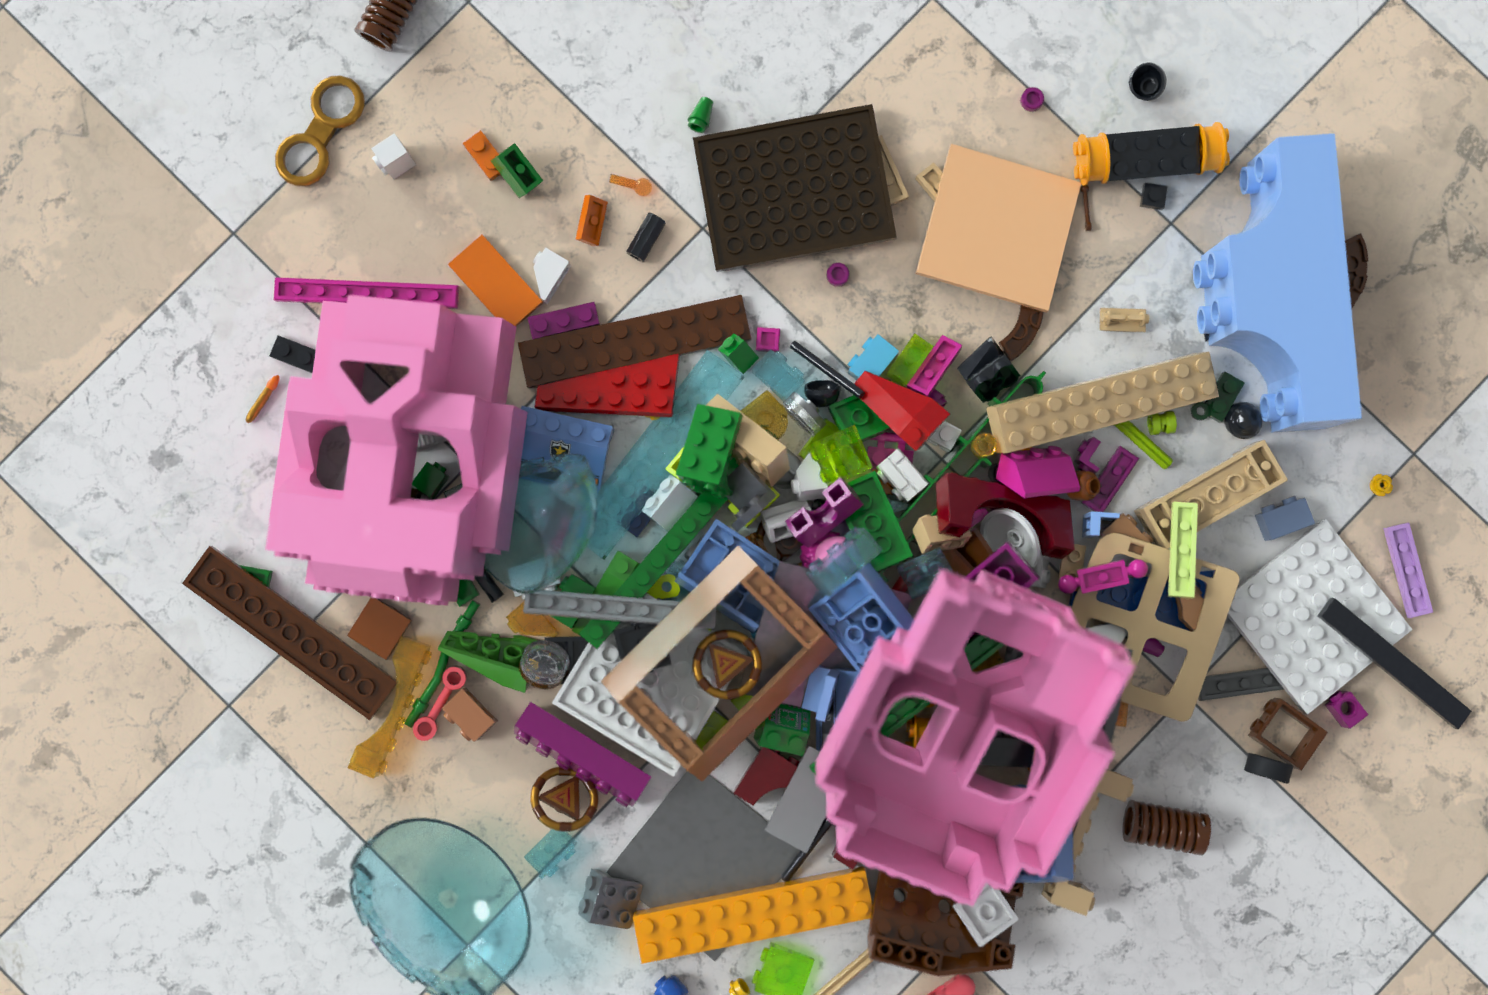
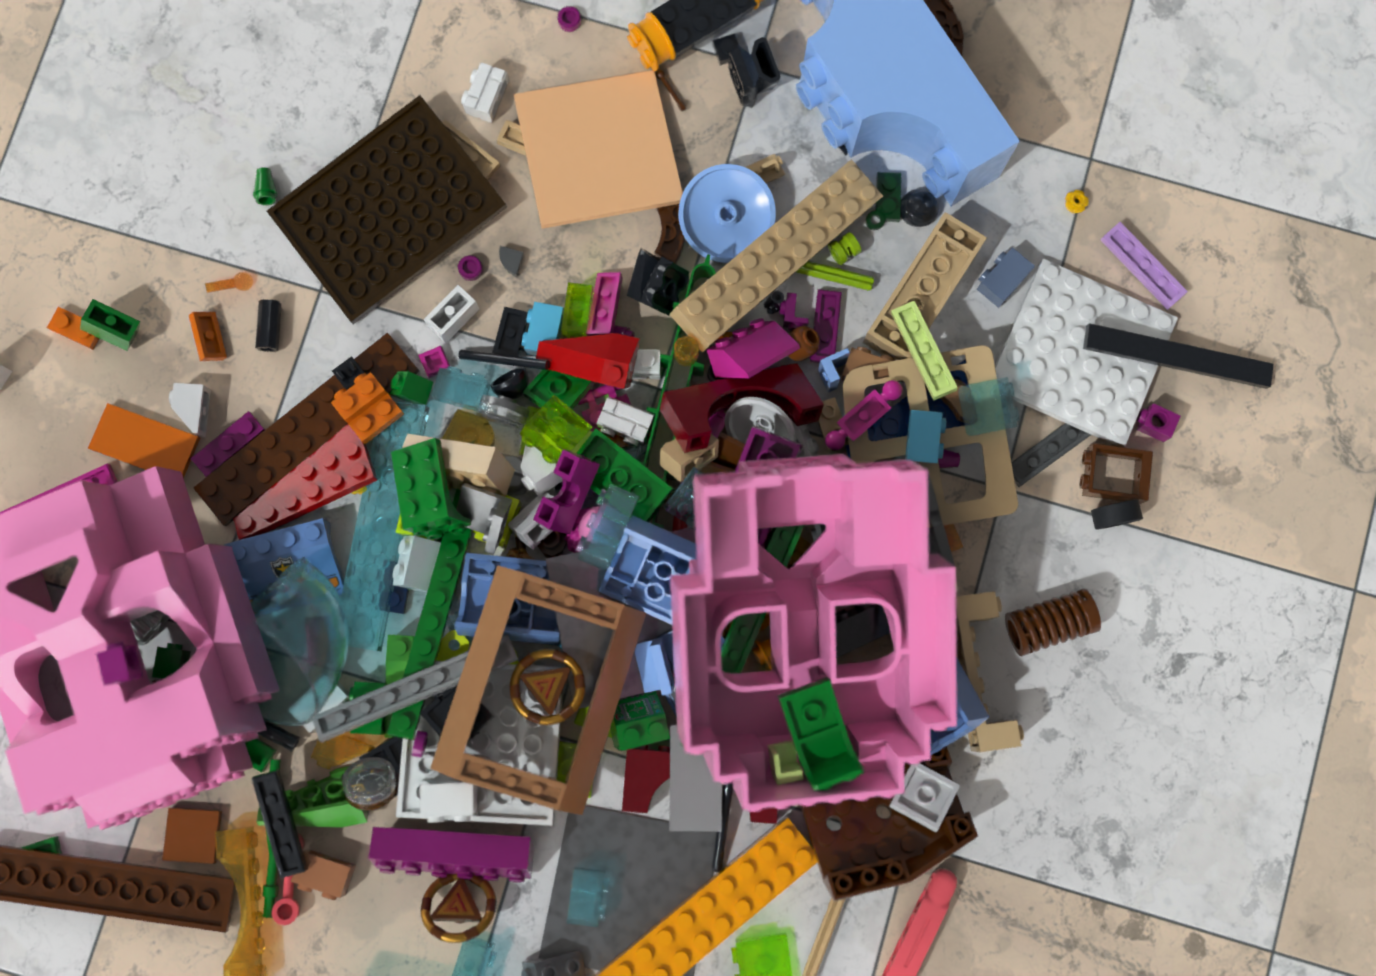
camera: 25 degrees left, 5 degrees down
(400, 472) = (119, 664): none -> magenta brick
(456, 658) = (279, 823): none -> black tile
(601, 655) = (420, 744): none -> magenta tile
(601, 713) = (448, 800): none -> white brick
(670, 845) = (586, 897): none -> clear light blue brick
(693, 315) = (347, 372): none -> black tile
(694, 351) = (366, 407): none -> orange plate
(803, 308) = (451, 314): none -> white brick
(843, 348) = (510, 332): none -> black plate
(875, 285) = (511, 259): none -> dark grey tile
(887, 828) = (784, 762): none -> yellowish green panel
(928, 128) = (485, 92): none -> white brick
(928, 823) = (819, 735): none -> green bracket
(1077, 439) = (772, 302): none -> black arm
(1078, 340) = (725, 211): none -> light blue dish
(1144, 621) = (924, 436): none -> medium azure brick
(1166, 230) = (753, 72): none -> black piece
(1211, 624) = (988, 406): none -> clear light blue bracket

